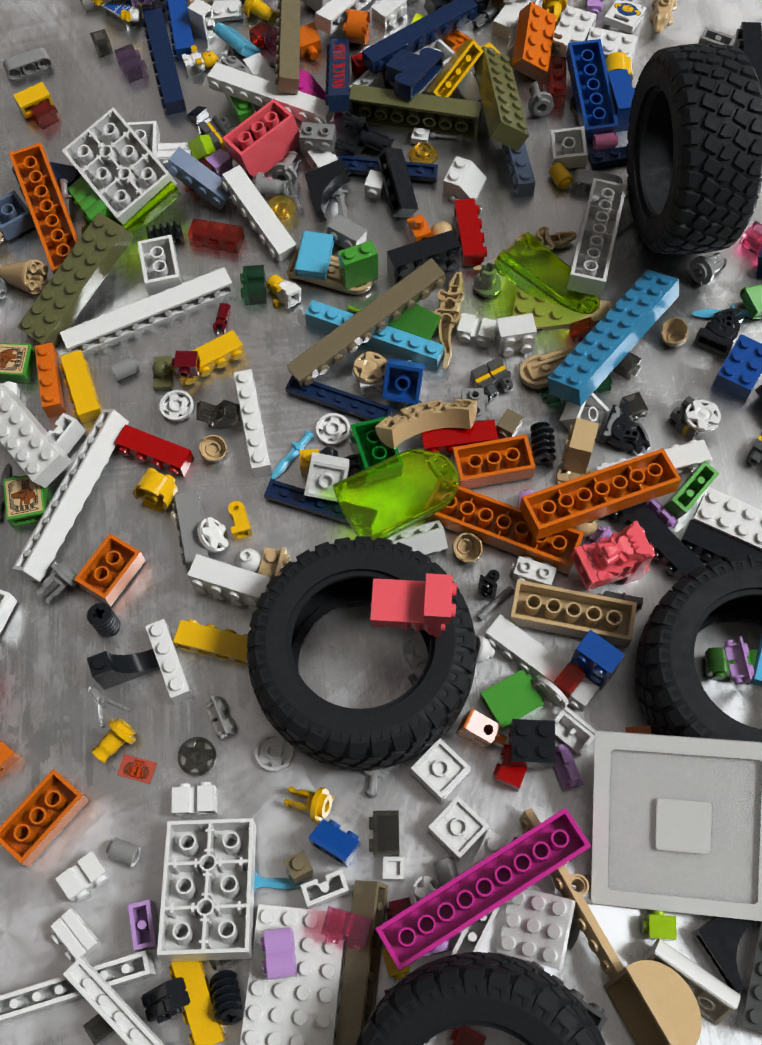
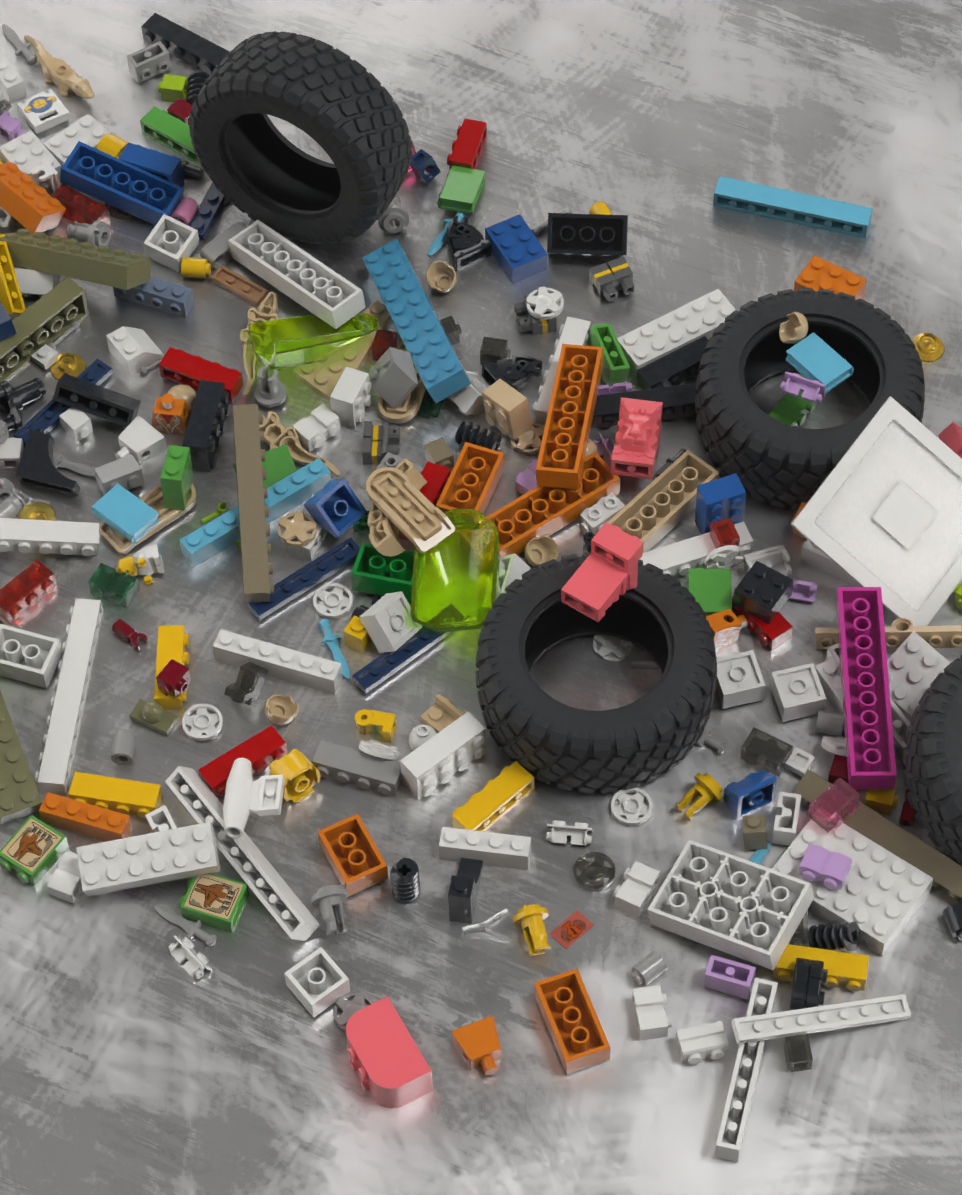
camera: 60 degrees left, 10 degrees down
(109, 469) = (246, 796): none -> white plate
(386, 229) = (140, 441): none -> white torso
(426, 428) = (408, 508): none -> tan piece
(549, 349) = (393, 376): none -> light grey slope
(568, 211) = (238, 286): none -> medium nougat tile

